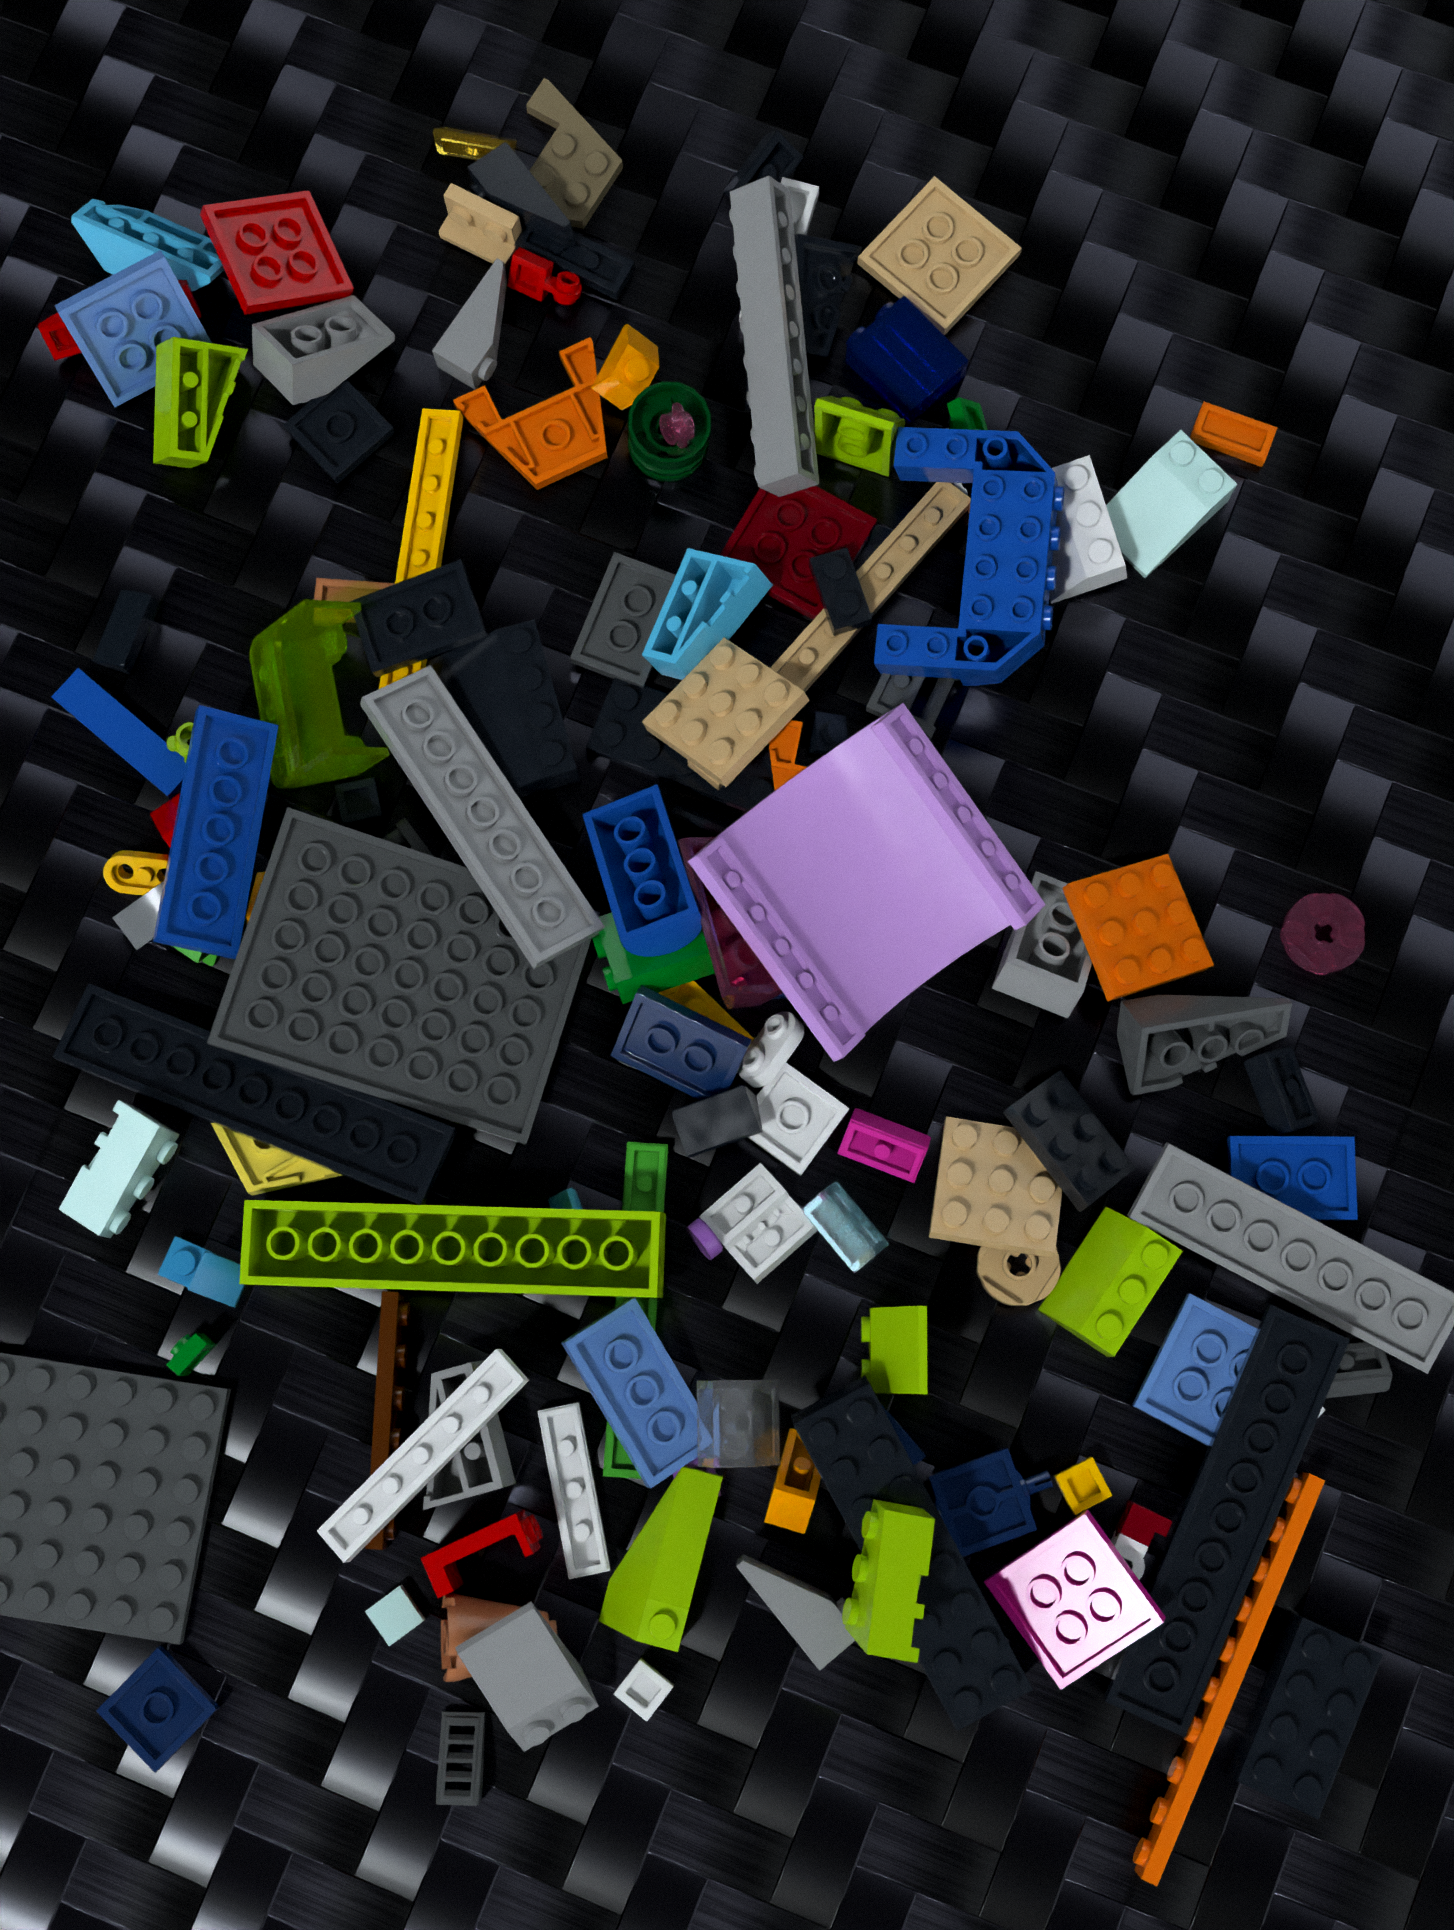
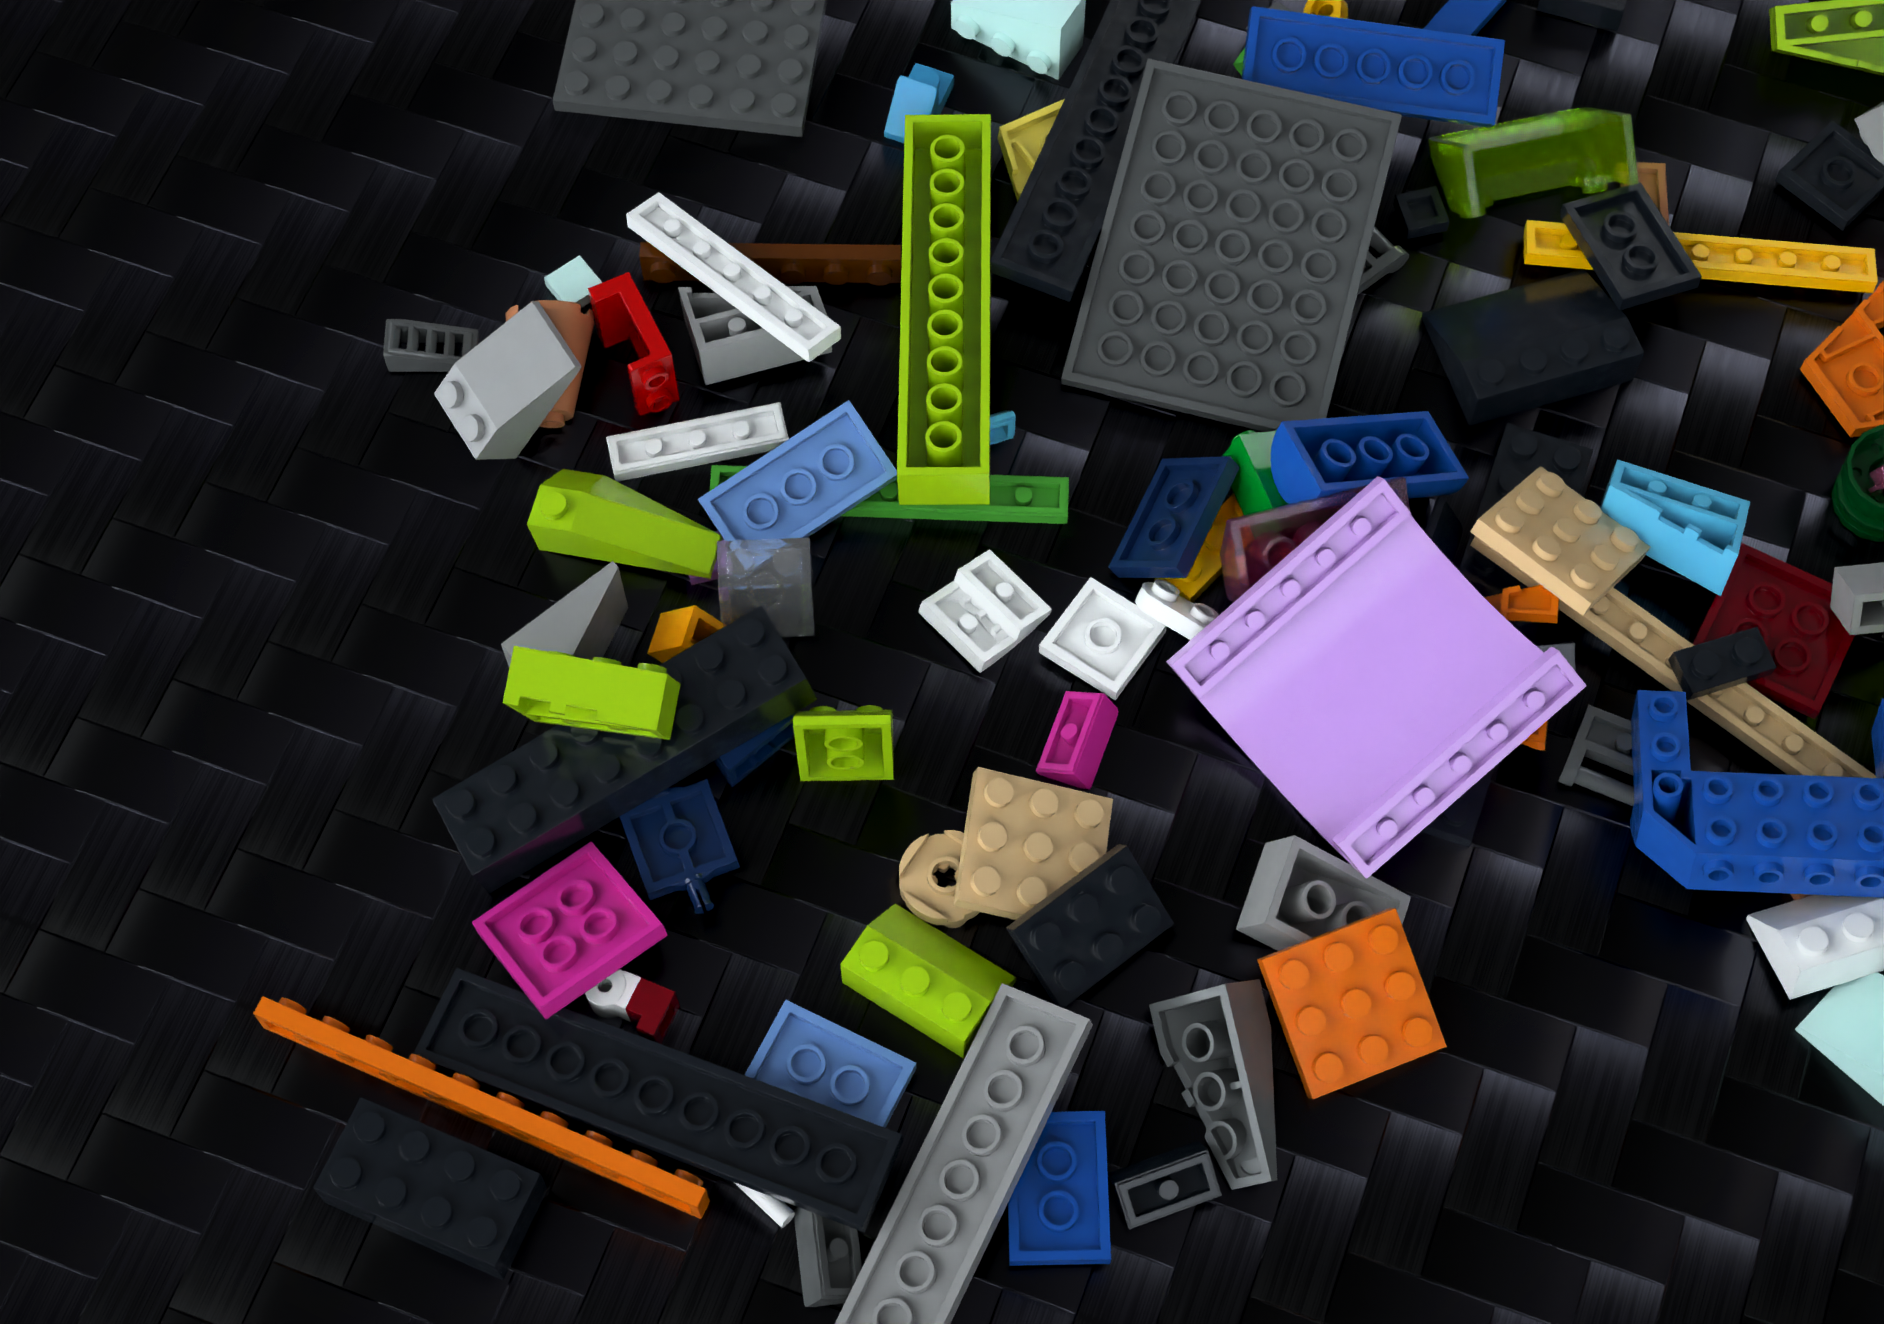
camera: 85 degrees right, 15 degrees down
(158, 1709) = (492, 87): dark blue plate -> none
(189, 1353) = (835, 93): green plate -> none
(482, 816) = (1414, 308): light grey plate -> none
(623, 620) = (1657, 446): dark grey plate -> none
(643, 1689) = (491, 508): white plate -> none
(704, 1238) = (964, 551): medium lavender tile -> none
(718, 1120) = (1096, 557): black slope -> none
(845, 1226) = (984, 695): clear light blue slope -> none
(1082, 1485) = (696, 947): yellow plate -> none
(1323, 909) = (1362, 1203): clear pink plate -> none

